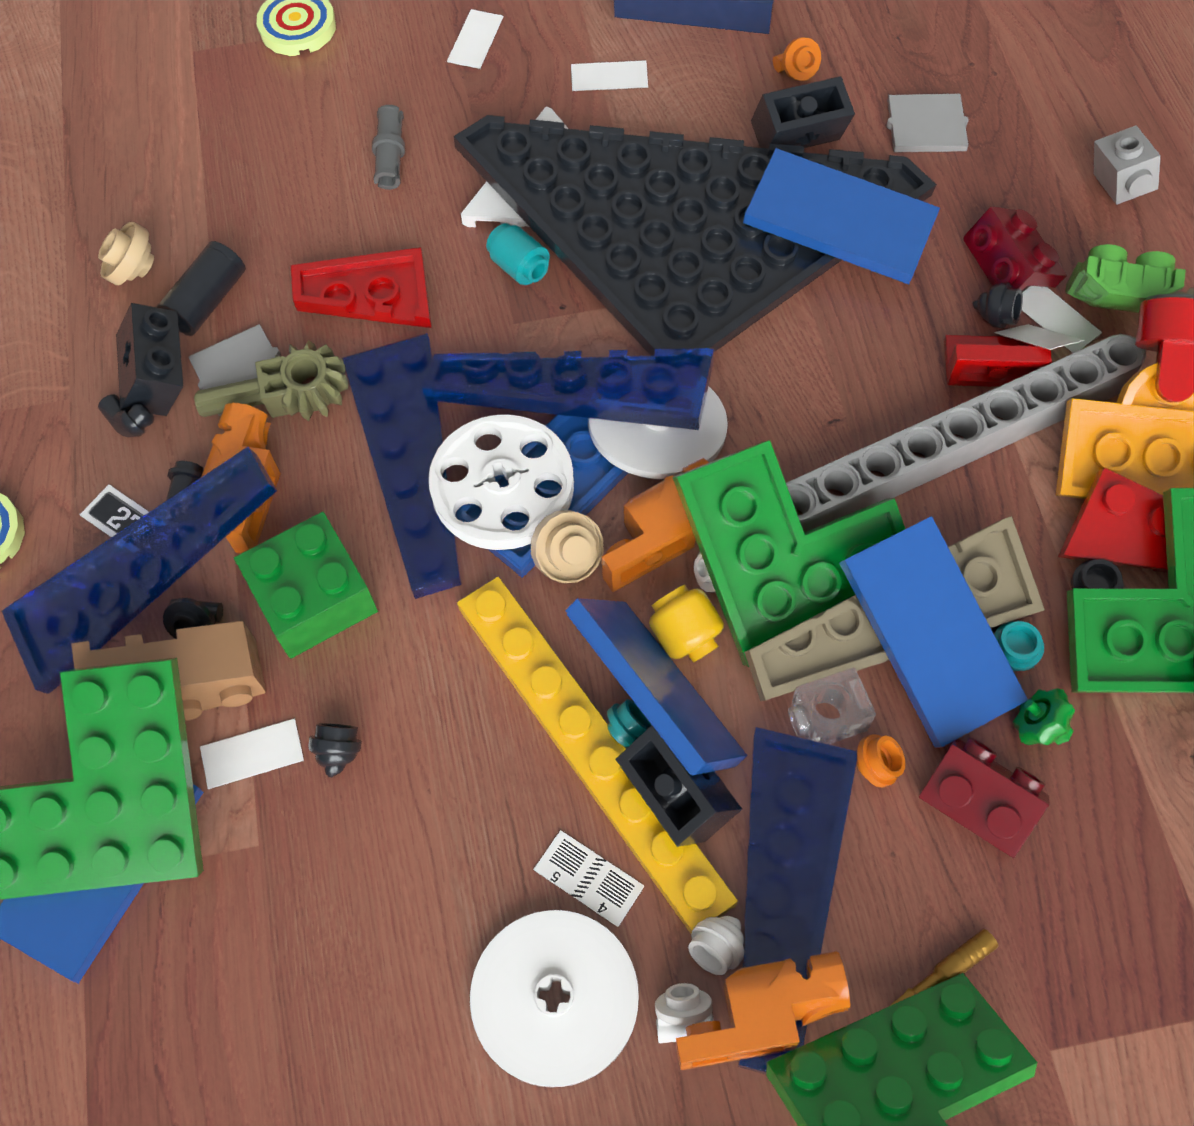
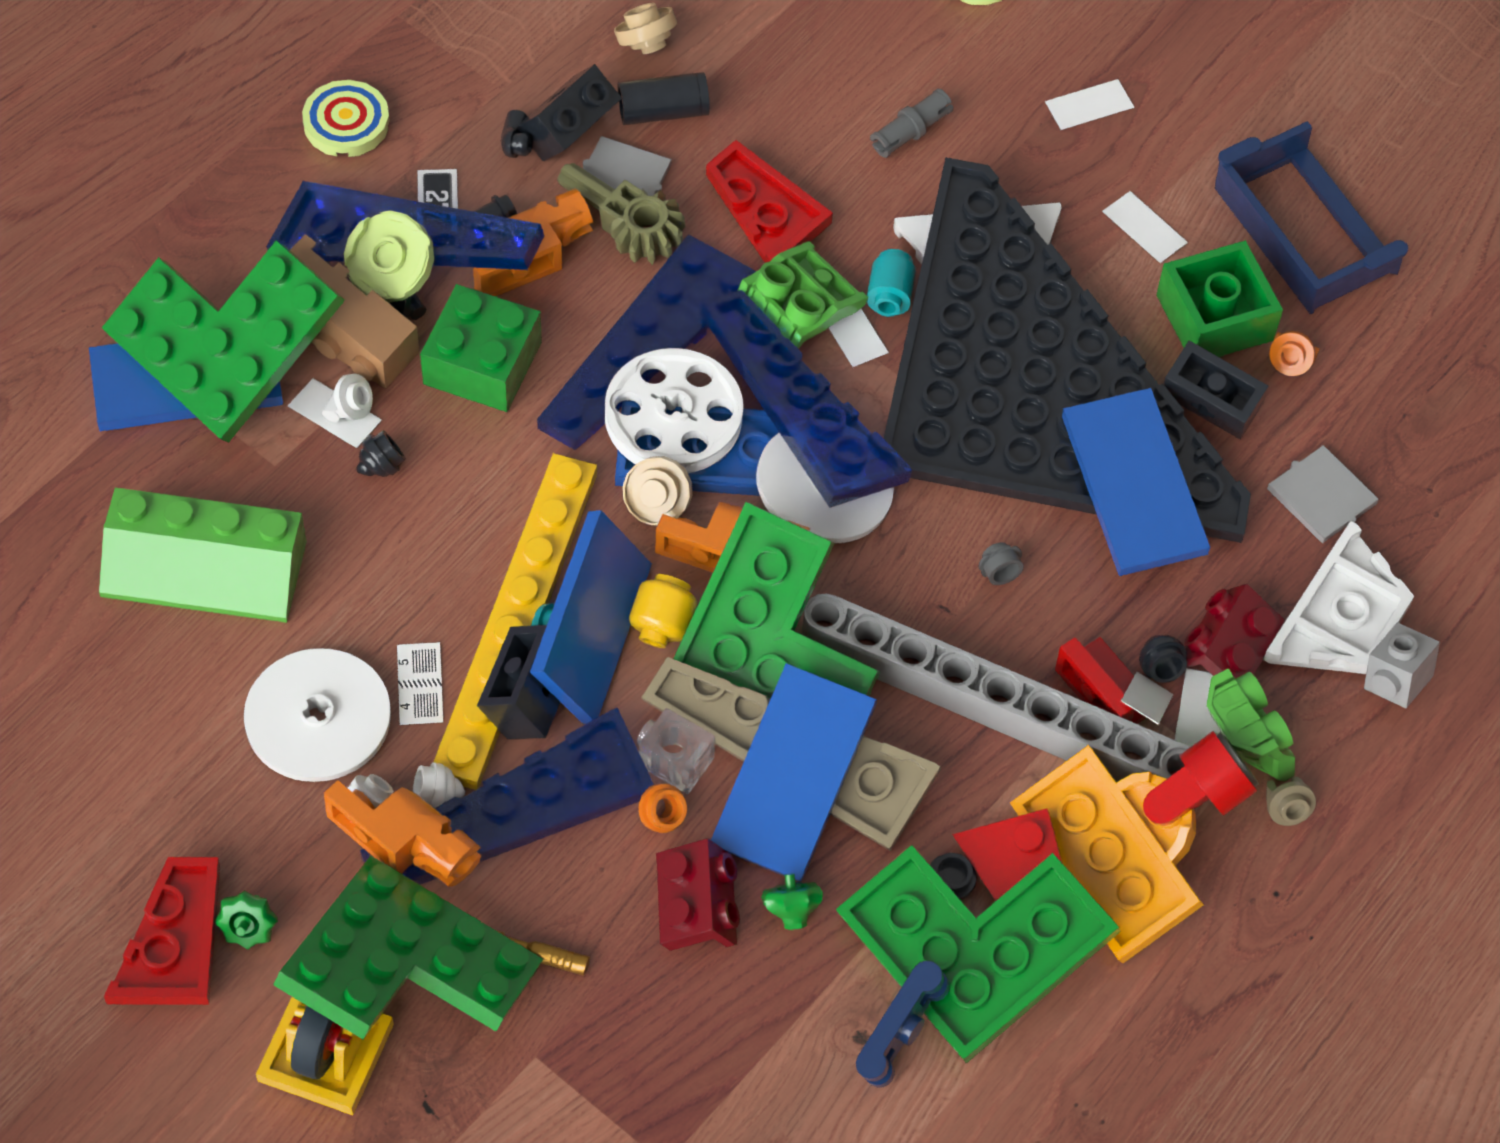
camera: 45 degrees right, 5 degrees down
(154, 591) = (389, 256): none -> yellowish green tile
(254, 731) = (350, 399): none -> white plate
(298, 989) = (201, 554): none -> slope
(474, 316) = (802, 293): none -> bright green slope
(526, 311) = (858, 339): none -> white sticker
(727, 65) = (1220, 300): none -> green brick
(831, 353) = (1001, 563): none -> dark grey plate
(1020, 644) = (844, 851): teal plate -> none
(1044, 170) = (1342, 610): none -> white wing

